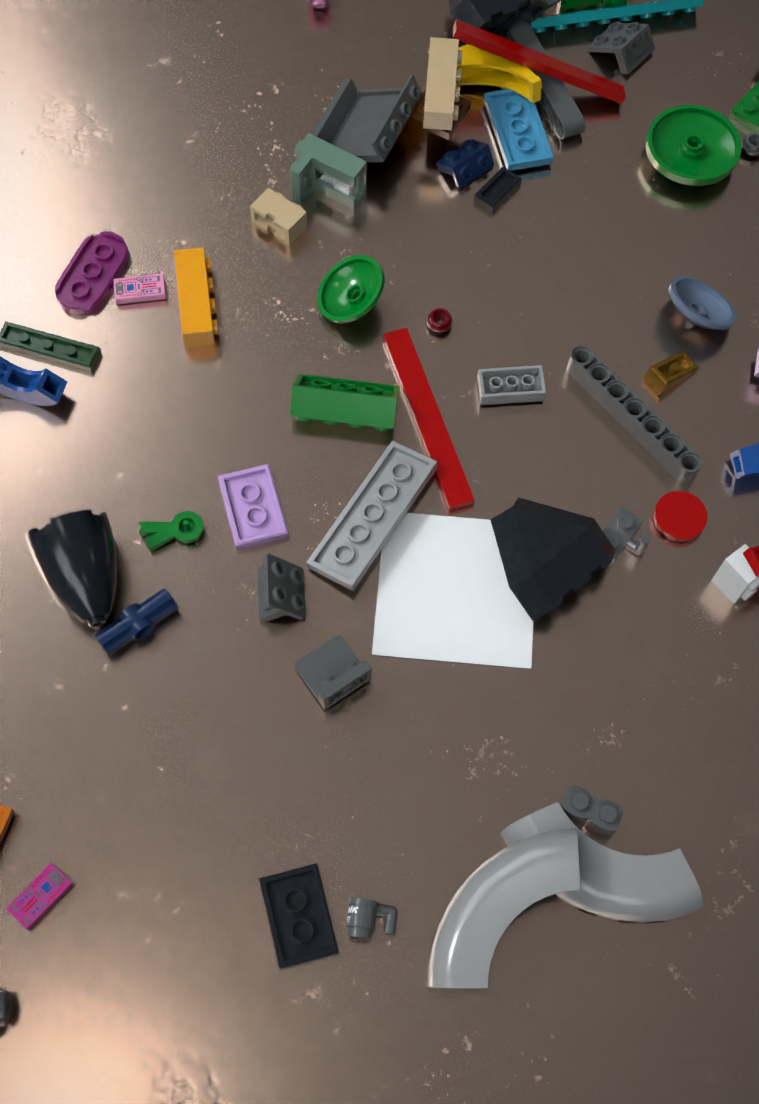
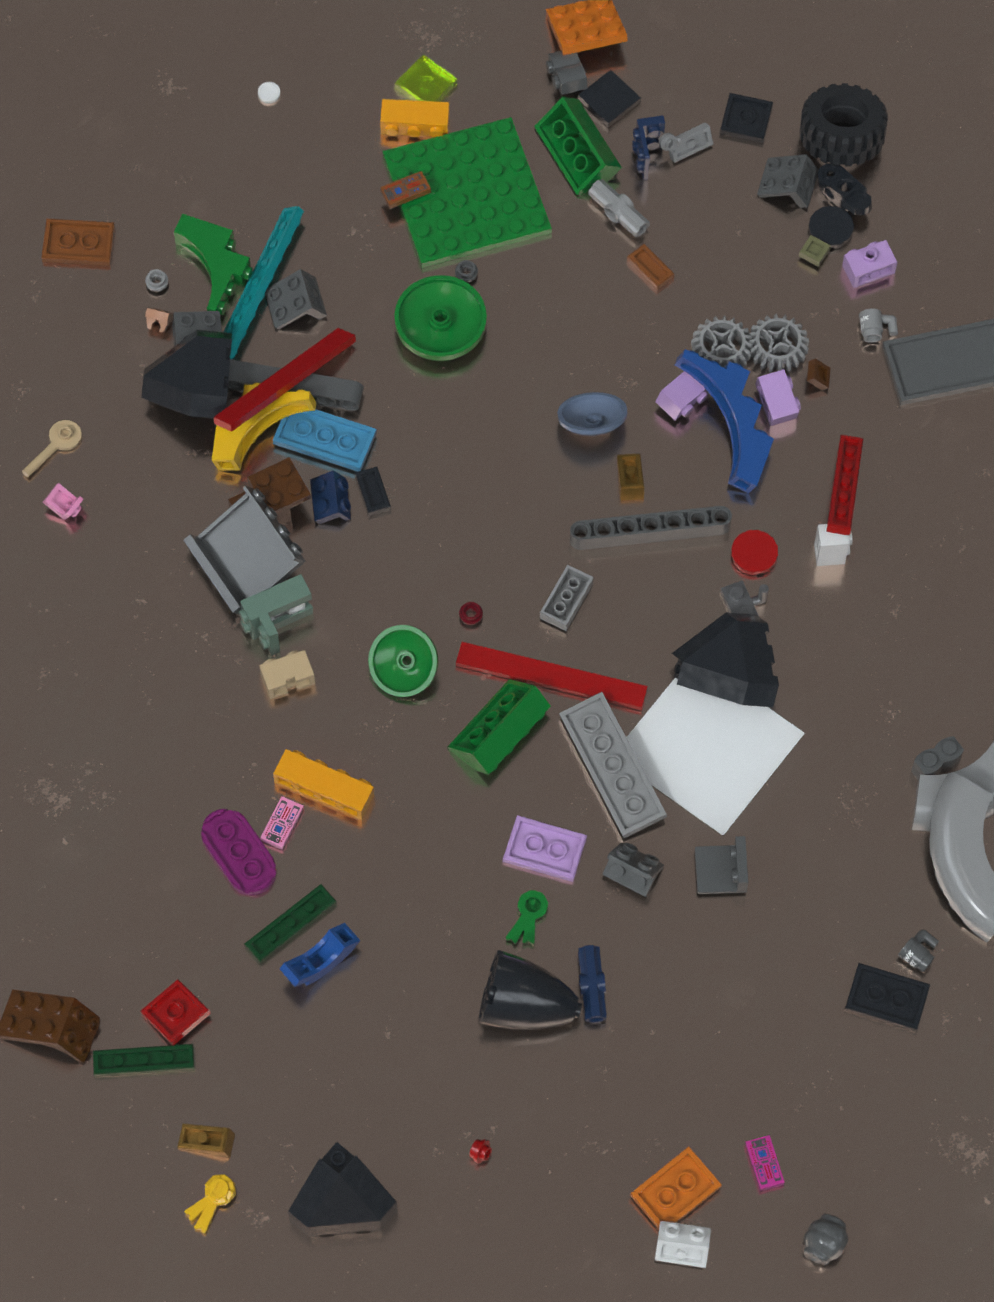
camera: 55 degrees left, 0 degrees up
(441, 83) = (265, 469): tan brick -> none

